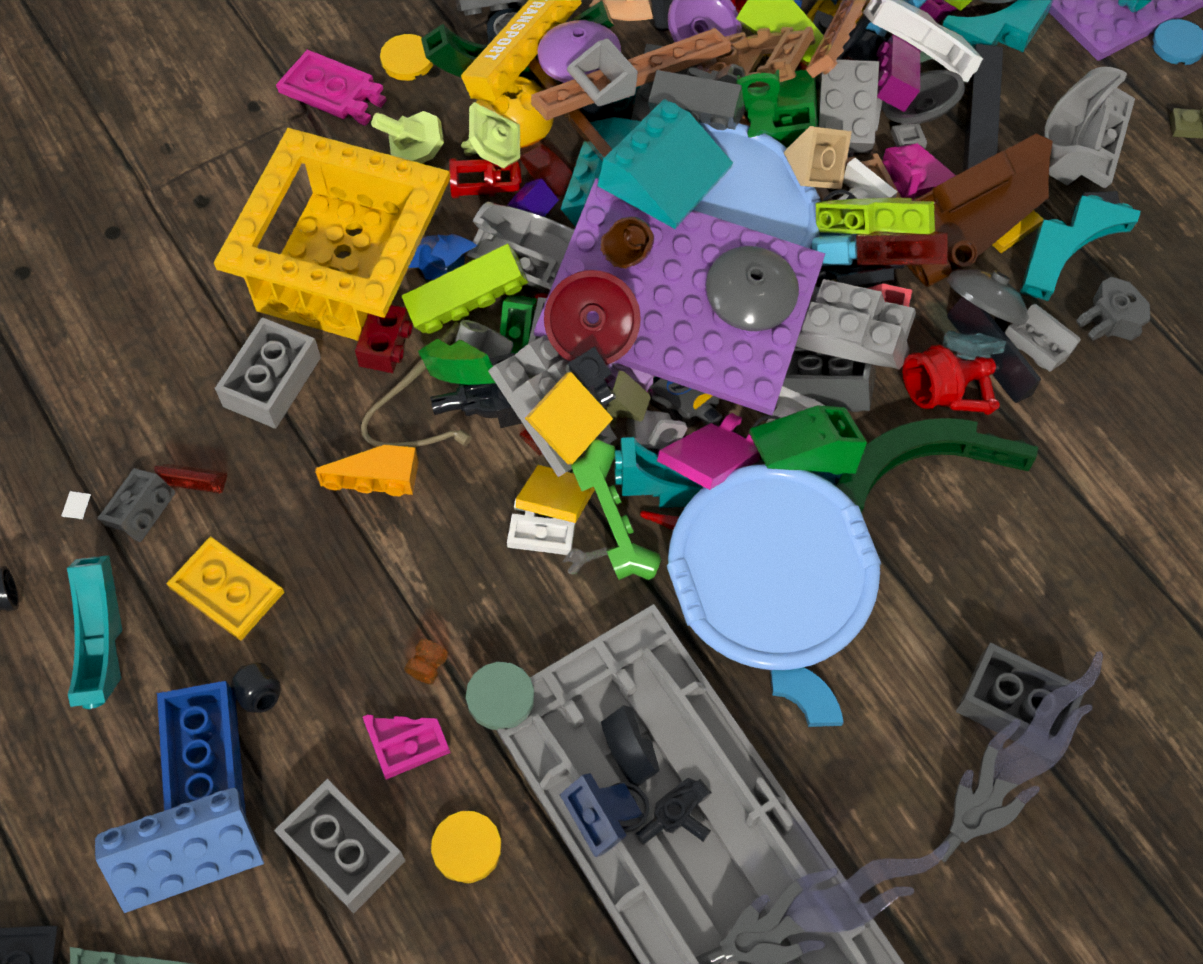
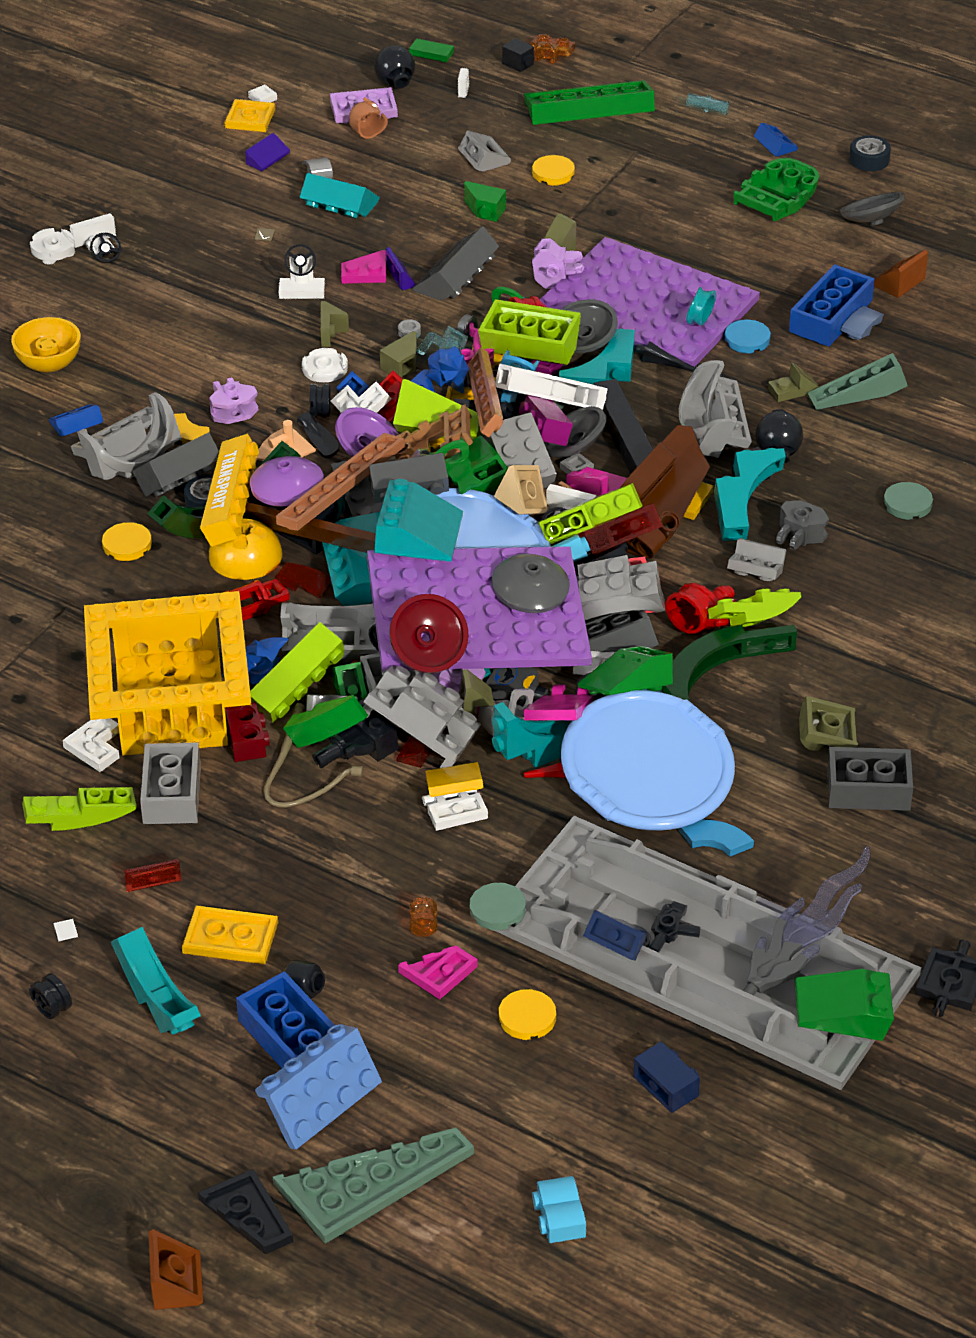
camera: 25 degrees left, 20 degrees down
(137, 504) = (119, 905): dark grey bracket -> none
(166, 364) = (86, 809): none -> lime slope
(226, 294) = (90, 743): none -> white plate
(331, 87) = (77, 582): dark pink tile -> none
(340, 845) = (436, 1040): light grey brick -> none
(379, 470) = (302, 816): light orange slope -> none
(413, 137) = (176, 584): yellowish green piece -> none
(492, 137) = (246, 567): yellowish green piece -> none
(534, 198) = (309, 594): dark purple brick -> none
(569, 418) = (446, 707): yellow tile -> none
(579, 558) = (495, 816): clear hand -> none
(590, 371) = (446, 671): black plate -> none
(613, 65) = (327, 475): light grey tile -> none
(626, 557) = (531, 798): bright green plate -> none
(627, 242) = (423, 577): reddish brown hair -> none
(631, 751) = (611, 900): black slope -> none
(973, 345) = (711, 577): clear light blue plate -> none
(990, 293) = (704, 537): dark grey dish -> none
(1004, 769) = (887, 811): clear purple piece -> none
(1007, 407) = (755, 608): none -> lime slope
(1009, 598) = (826, 724): none -> olive slope
(1012, 369) = (713, 572): black slope -> none
(1066, 30) = (654, 354): none -> black piece
(1150, 183) = (780, 431): none -> black brick

